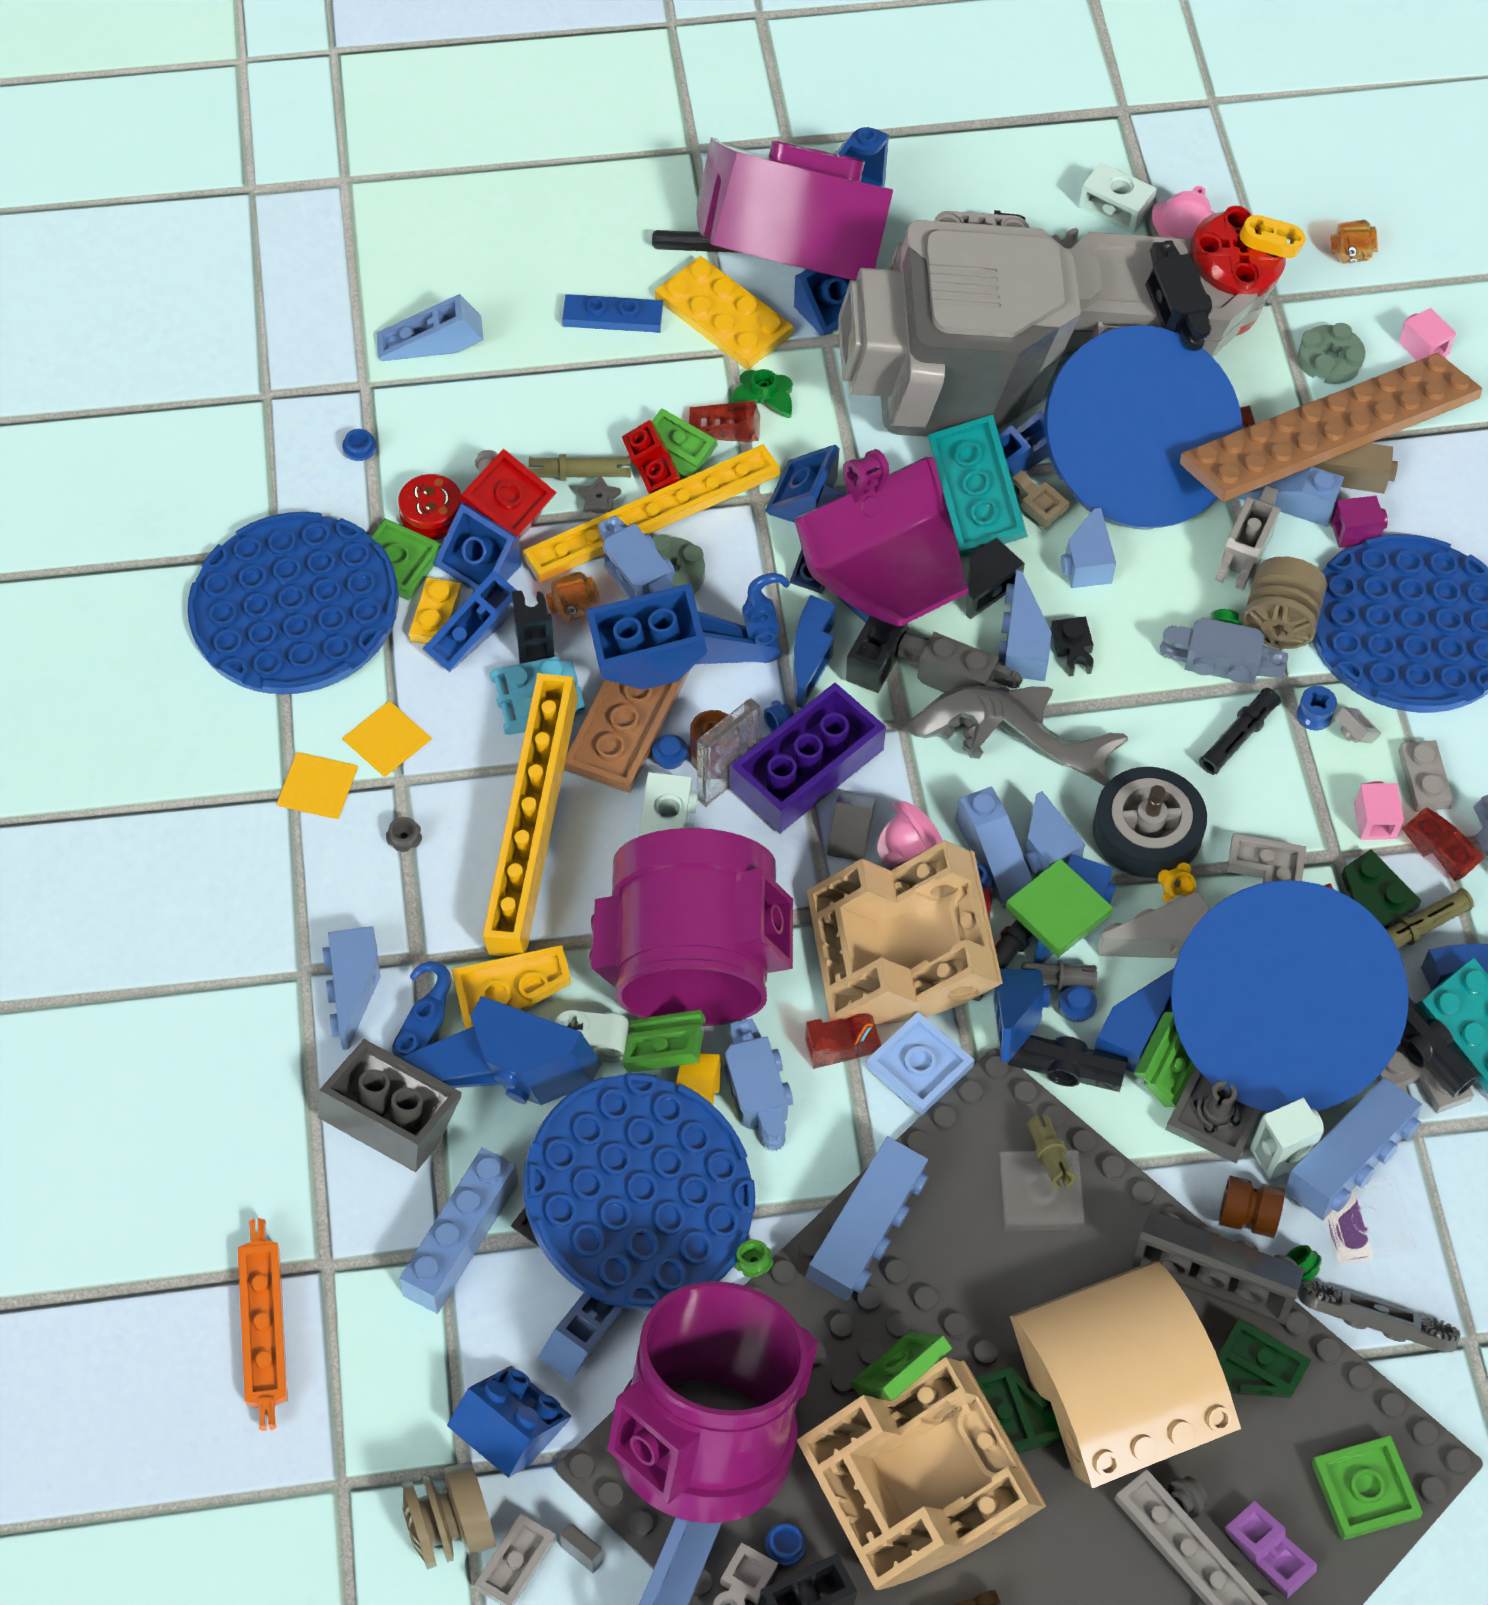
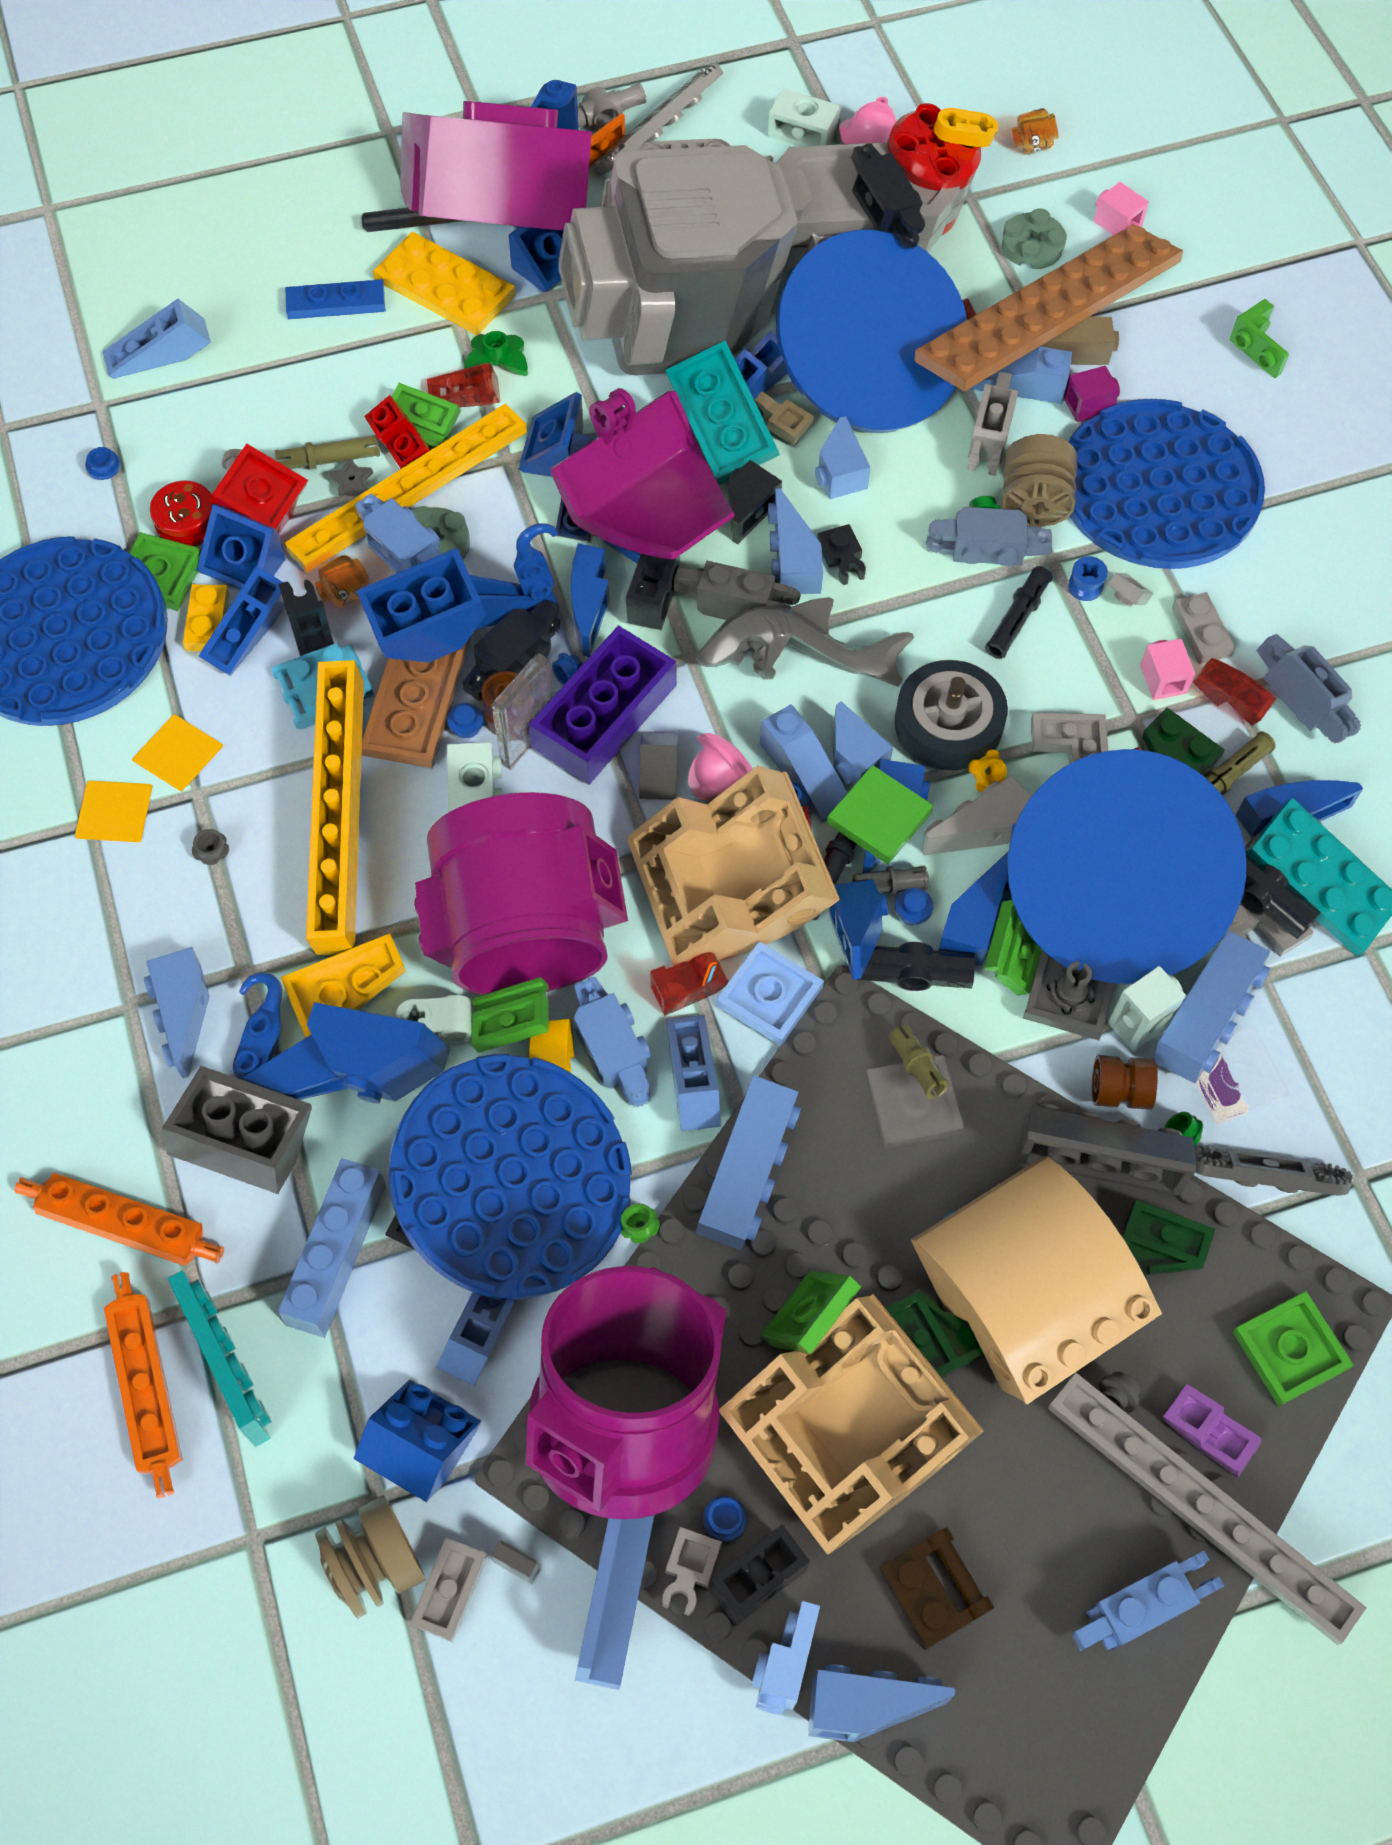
camera: 10 degrees left, 5 degrees up
(264, 1170) = (119, 1219): none -> orange plate
(341, 1310) = (216, 1344): none -> teal plate
(729, 684) = (513, 644): none -> black hinge
(831, 1127) = (693, 1073): none -> medium blue slope
(911, 189) = (606, 138): none -> orange slope
(915, 156) = (601, 107): none -> light grey pin
(976, 170) = (666, 113): none -> light grey plate

